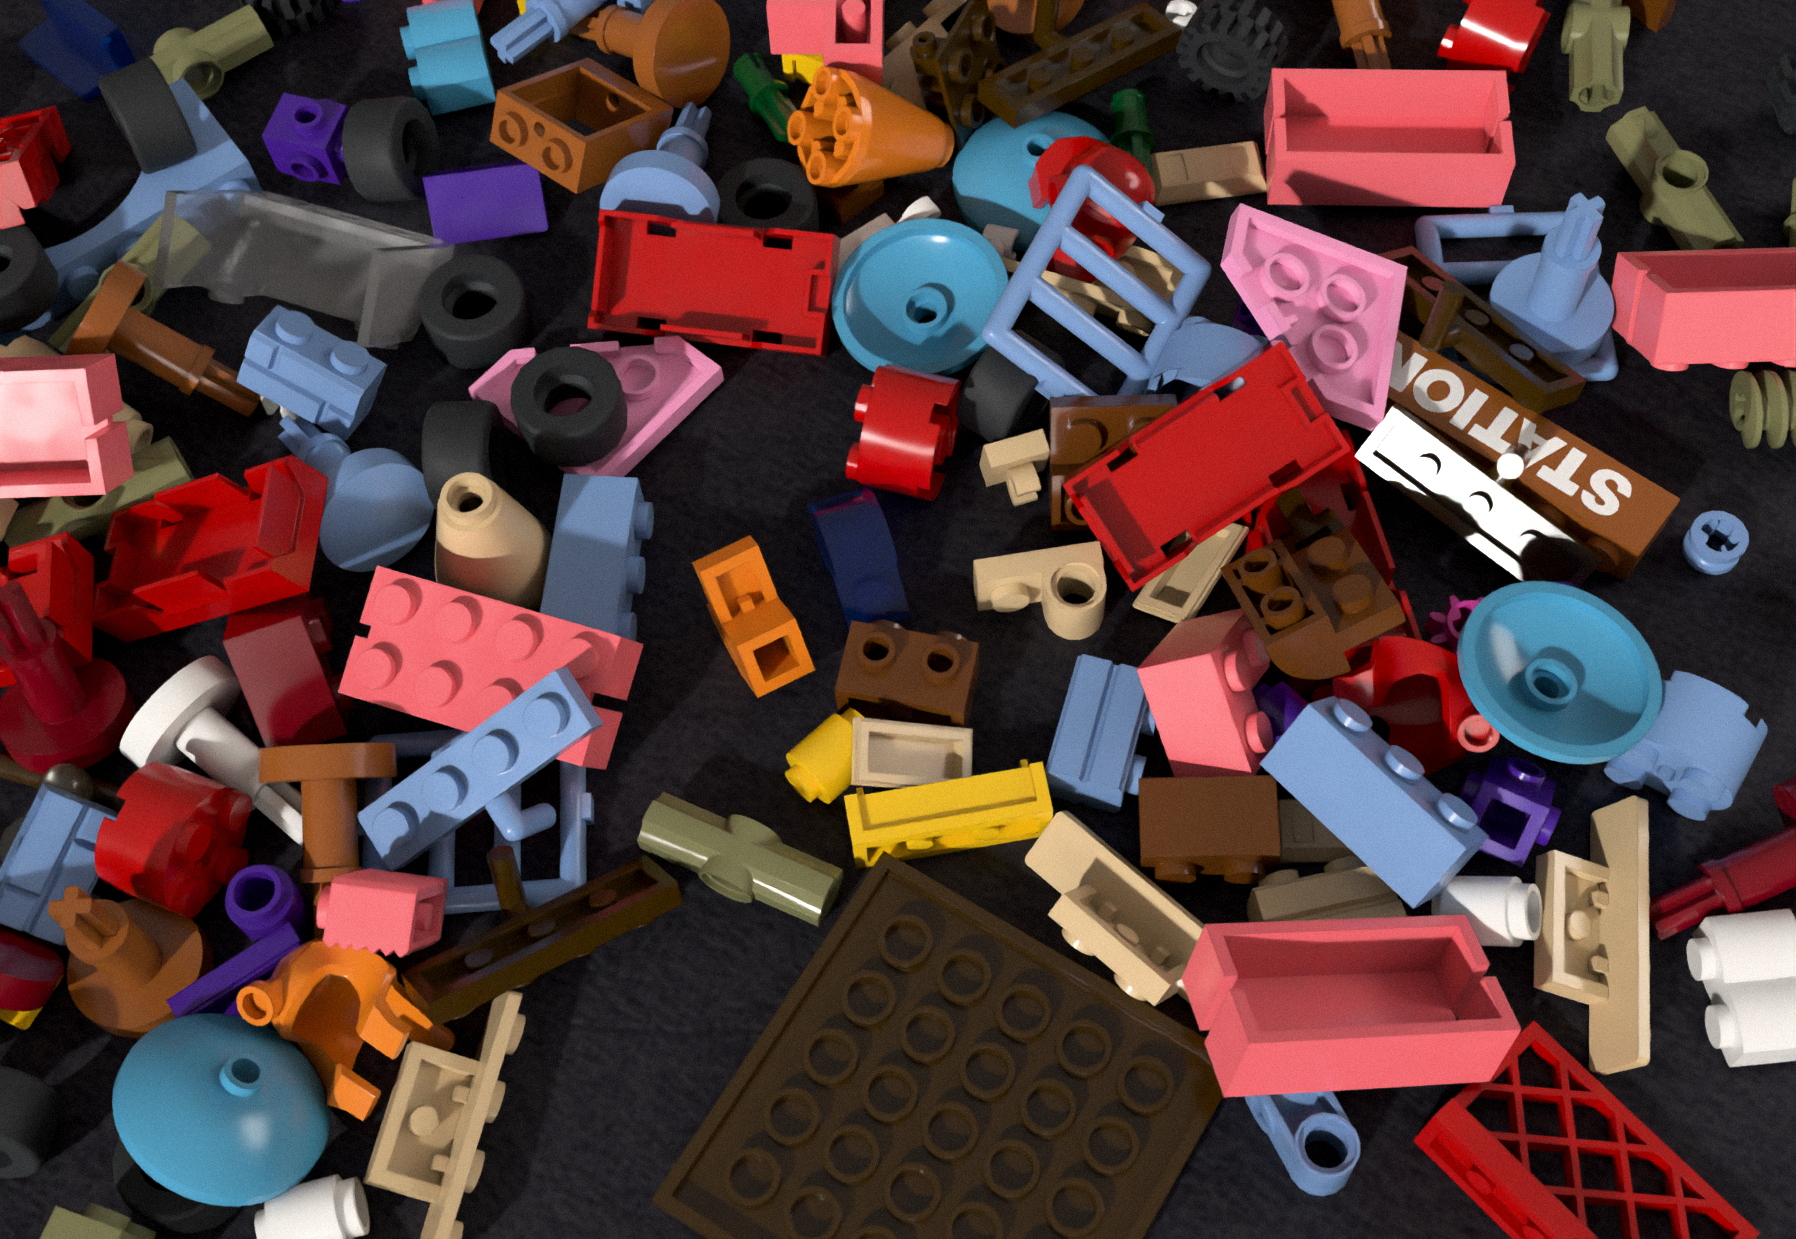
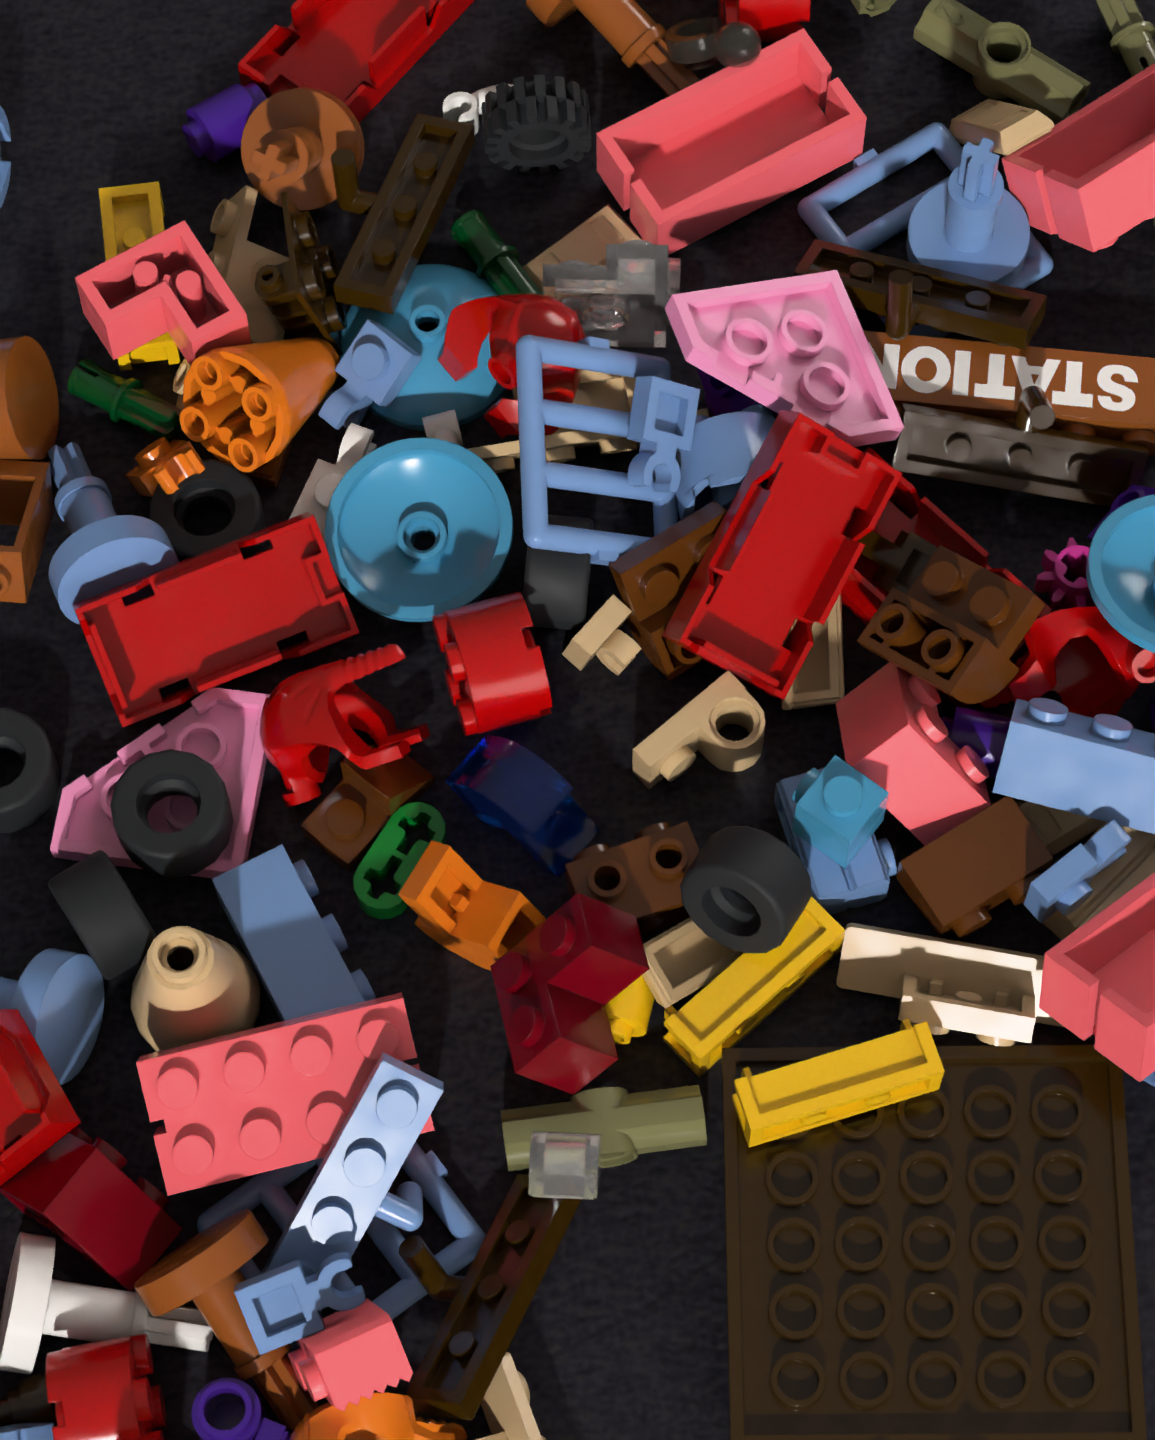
camera: 35 degrees left, 5 degrees up
(363, 836) = (287, 1304): none -> medium blue plate
(671, 862) = (565, 1165): none -> clear brick
(727, 532) = (388, 852): none -> green beam
(736, 390) = (319, 712): none -> red piece
(749, 489) = (362, 805): none -> reddish brown slope
(759, 152) = (164, 464): none -> orange plate
(770, 717) = (557, 991): none -> dark red brick
(953, 937) = (838, 1084): none -> yellow container
(971, 168) = (374, 371): none -> medium blue plate
(981, 721) = (746, 889): none -> black tyre
(1108, 701) = (838, 810): none -> dark azure brick
(1168, 307) = (663, 424): none -> medium blue plate
(1203, 194) = (623, 297): none -> clear plate
(1280, 878) = (1067, 881): none -> medium blue plate
(1419, 50) = (705, 41): none -> clear smoke plate
(1639, 234) = (1001, 122): none -> tan tile

